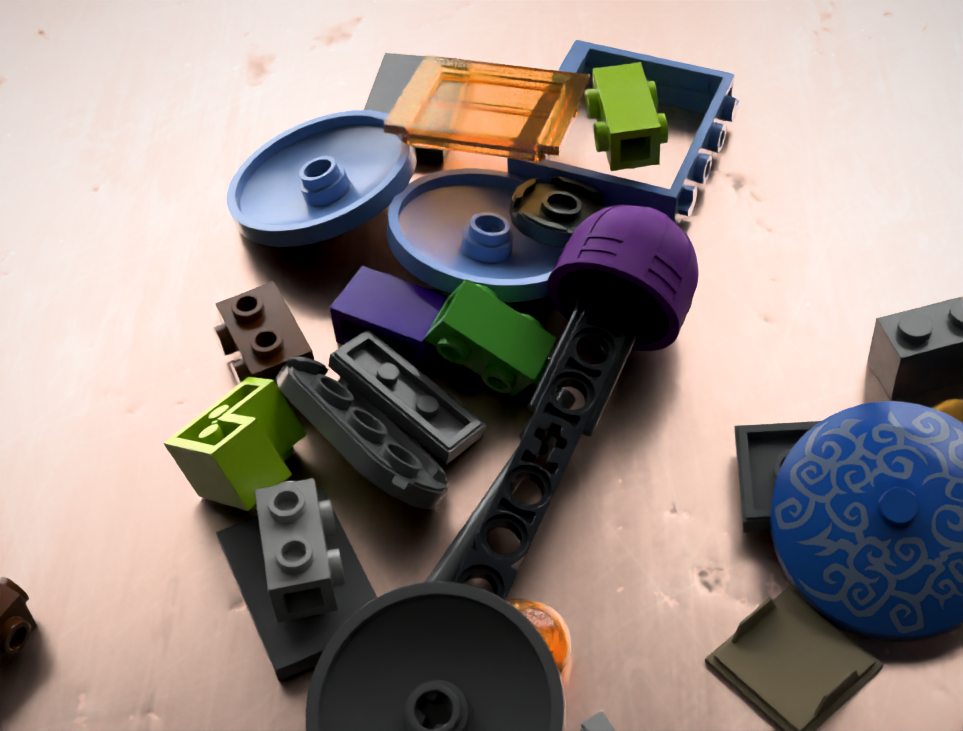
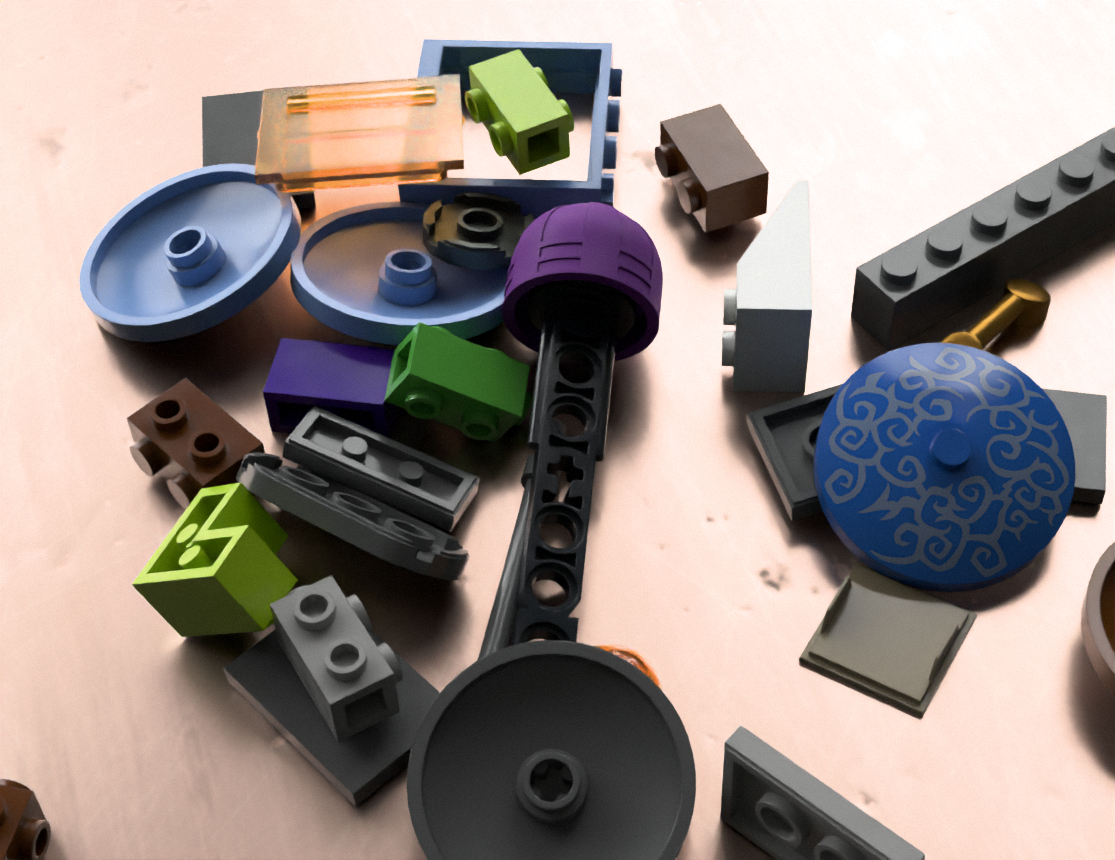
camera: 20 degrees left, 0 degrees up
(784, 201) = (712, 167): none -> brick
(790, 330) = (772, 303): none -> white slope

